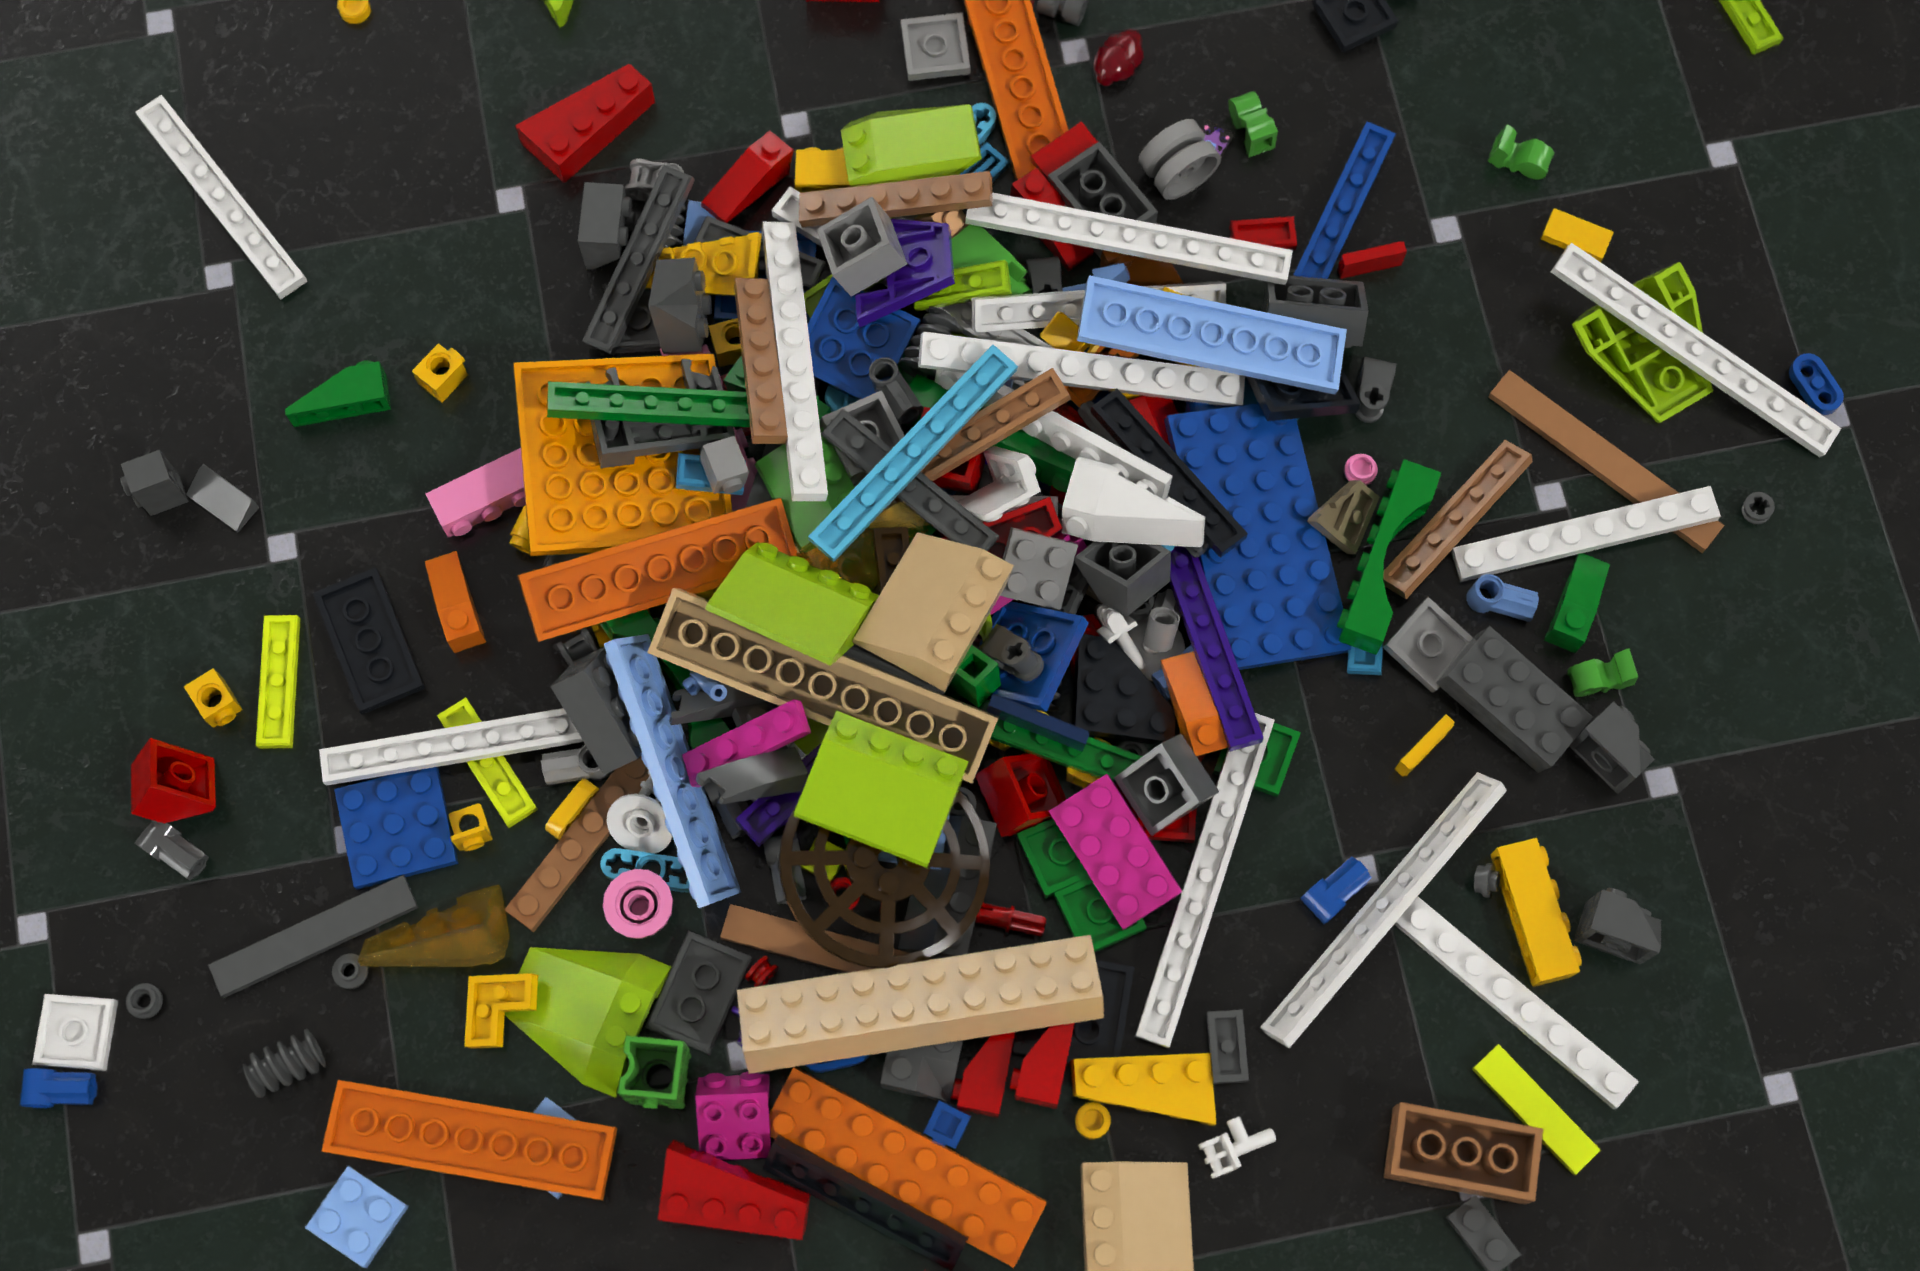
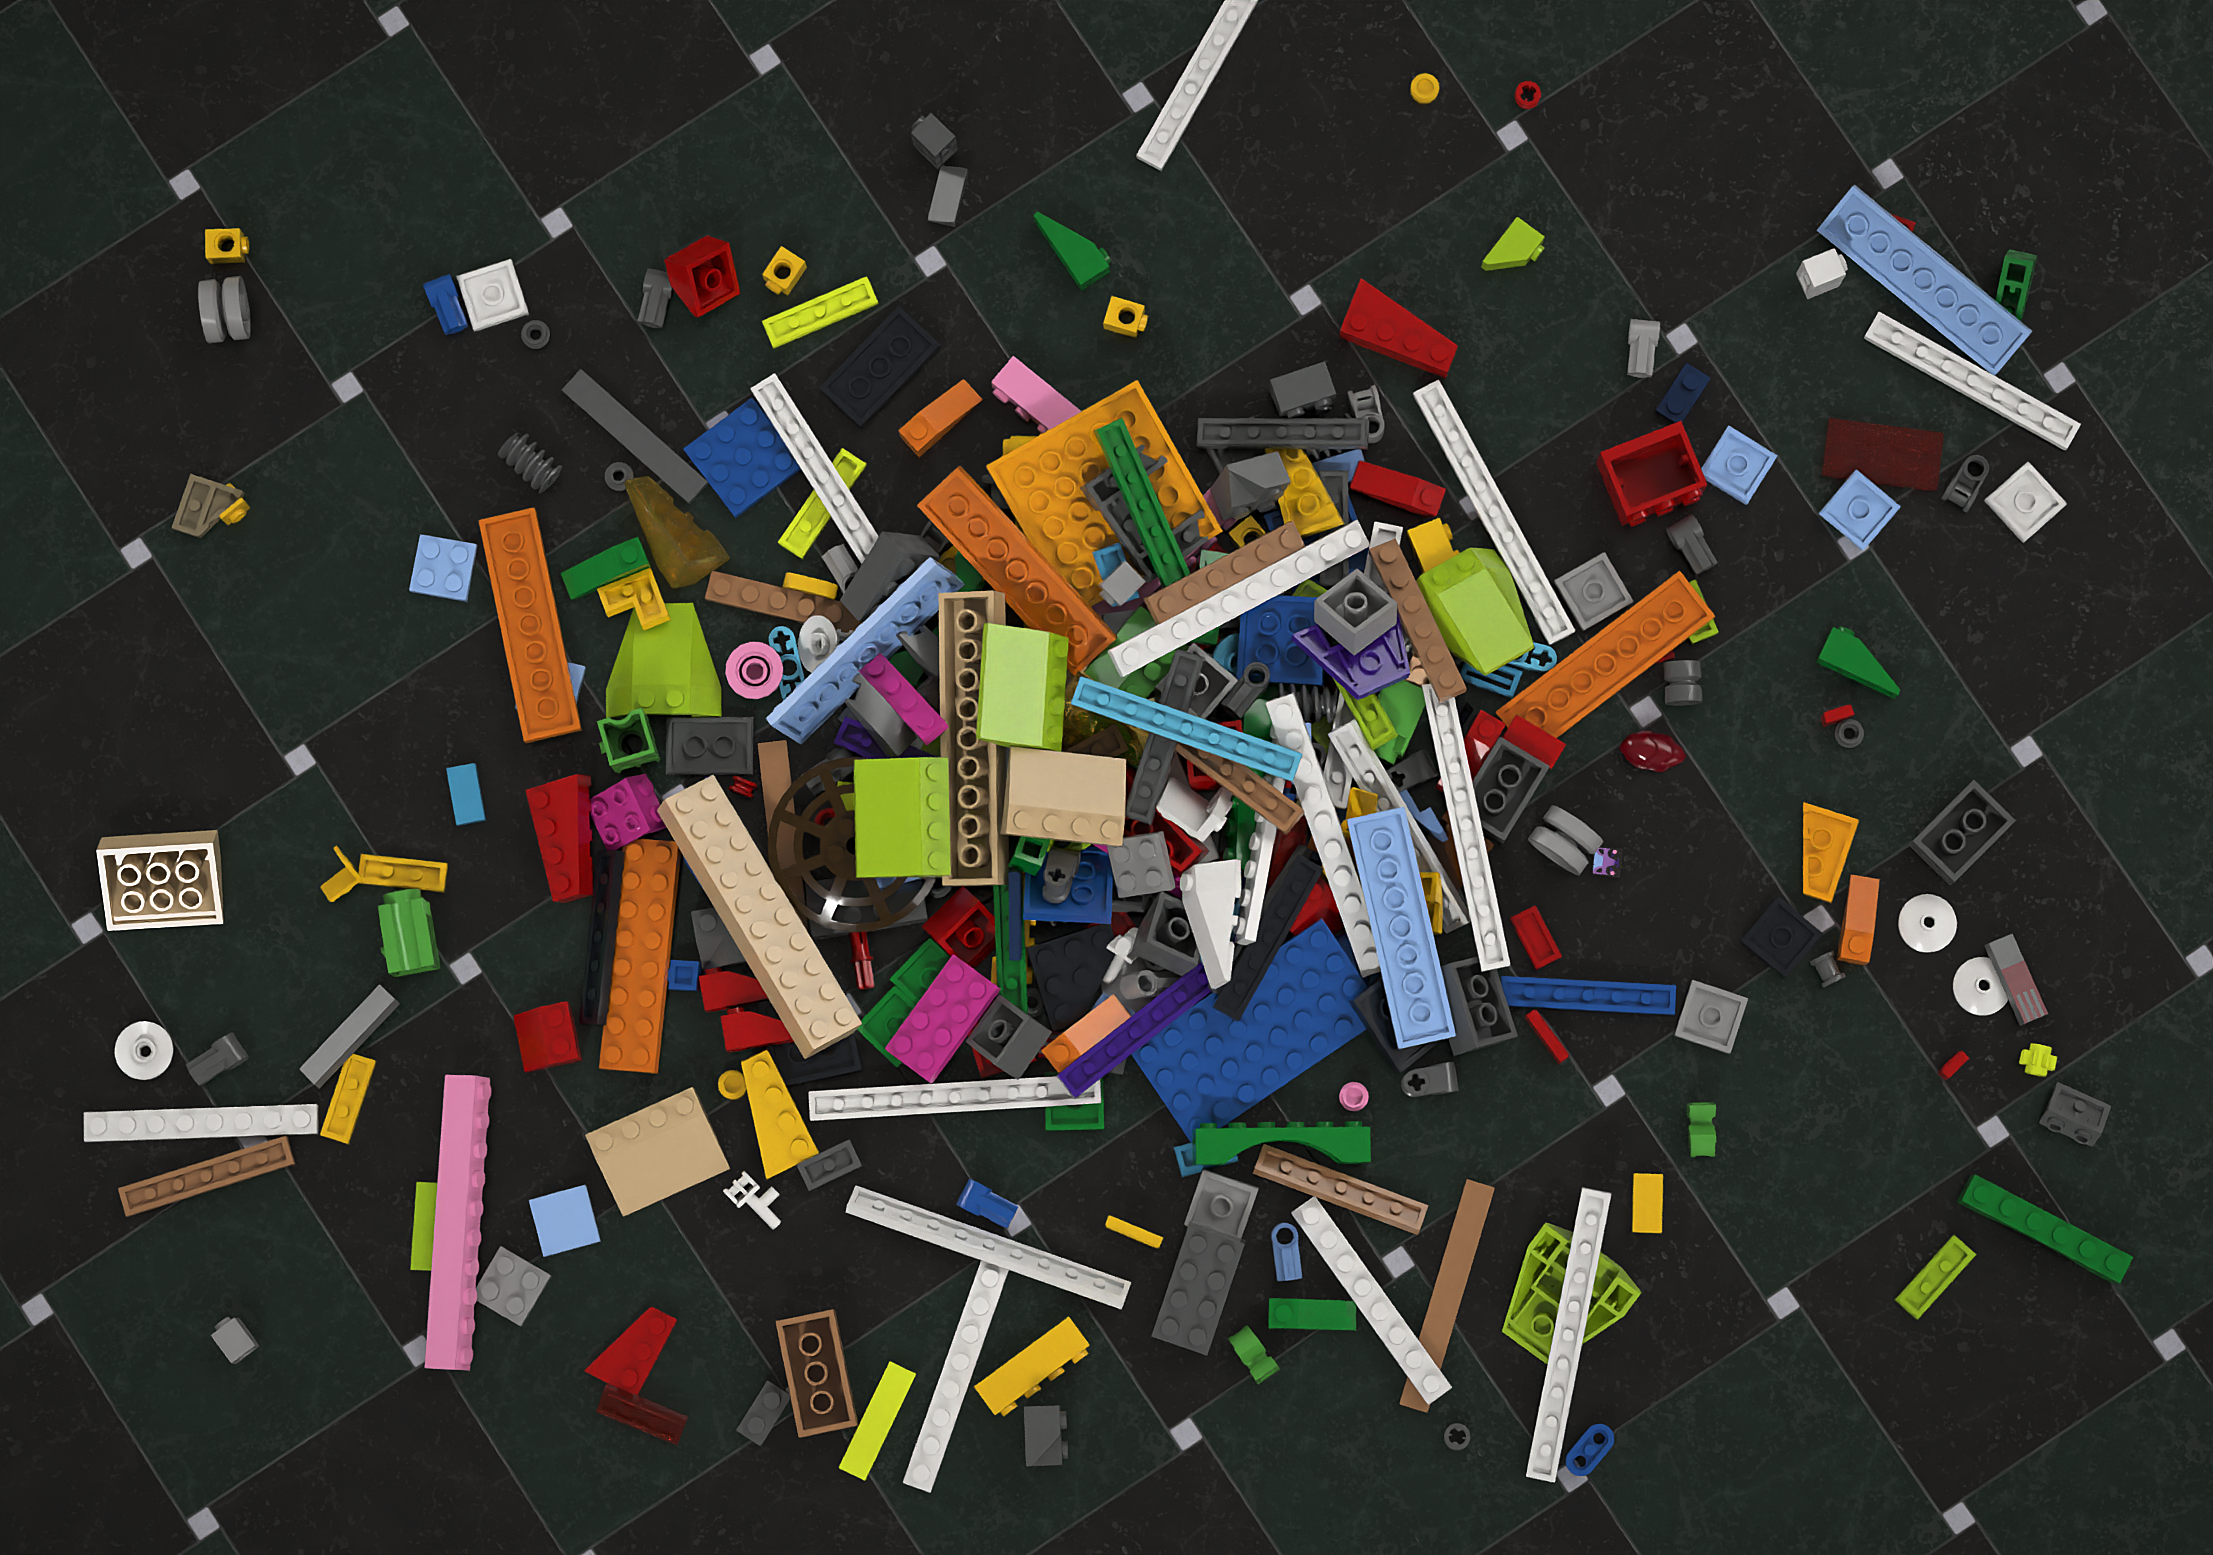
camera: 75 degrees right, 10 degrees up
(446, 1026) = (606, 568): none -> green slope
(472, 838) = (754, 517): yellow bracket -> none
(711, 687) = (932, 657): medium blue arm -> none
(806, 105) = (1494, 512): none -> white plate
(1260, 128) = (1635, 888): bright green leg -> none
(1346, 515) = (1304, 1098): dark tan wing -> none
(1410, 104) = (1711, 1017): none -> light grey plate
(1486, 880) = (1043, 1319): dark grey plate -> none
(1613, 747) = (1190, 1383): dark grey slope -> none

